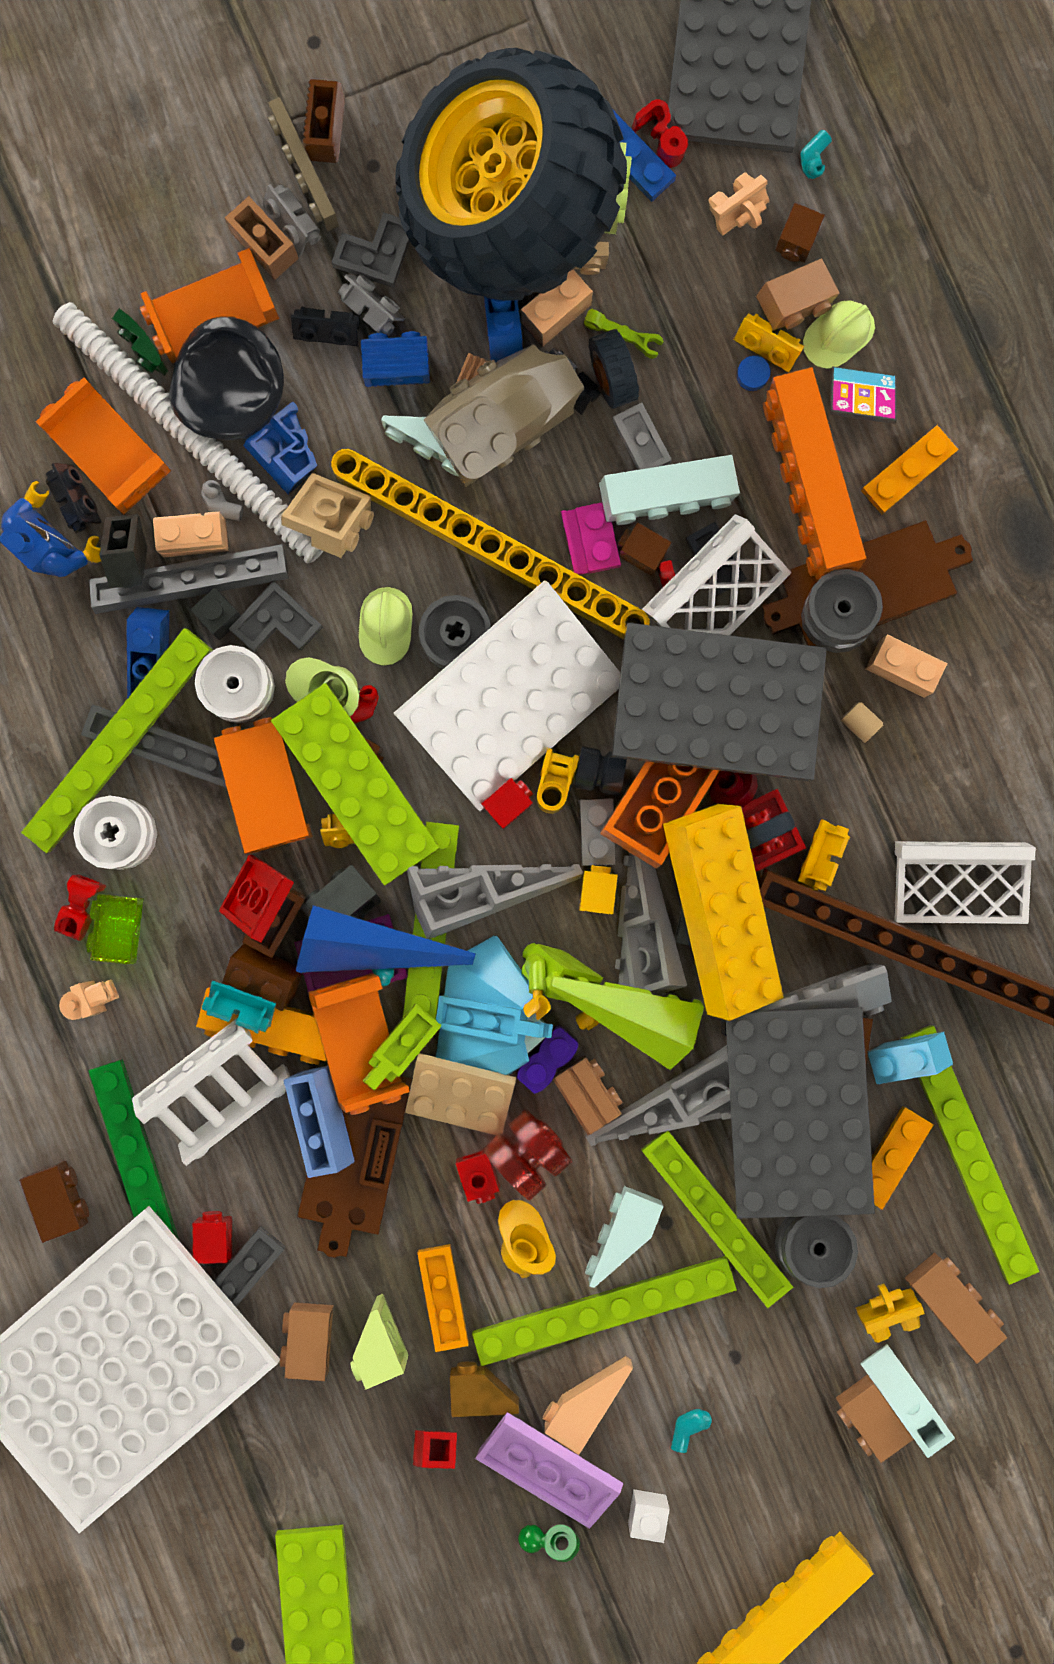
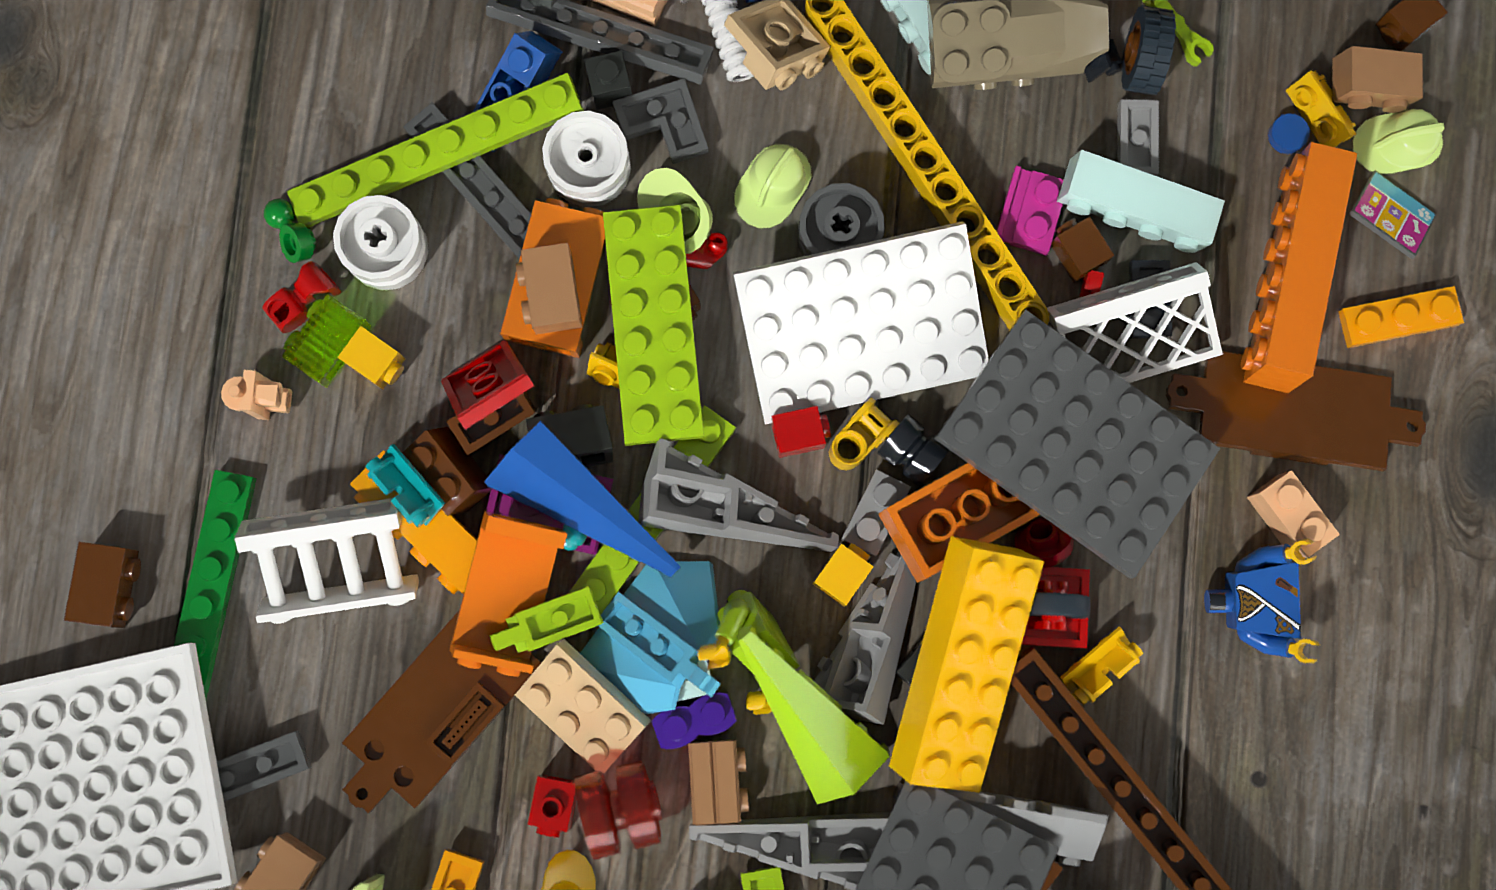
camera: 25 degrees right, 5 degrees down
(48, 864) = (295, 238): none -> green plate
(159, 923) = (373, 358): none -> yellow brick
(212, 1238) = (241, 715): red brick -> none
(263, 800) = (549, 288): none -> medium nougat brick
(318, 1122) = (419, 653): medium blue brick -> none
(859, 607) = (1256, 419): dark grey wheel -> none
(862, 721) = (1216, 548): tan brick -> none
(917, 741) = (1265, 600): none -> blue torso
(963, 854) = (1252, 746): white fence -> none

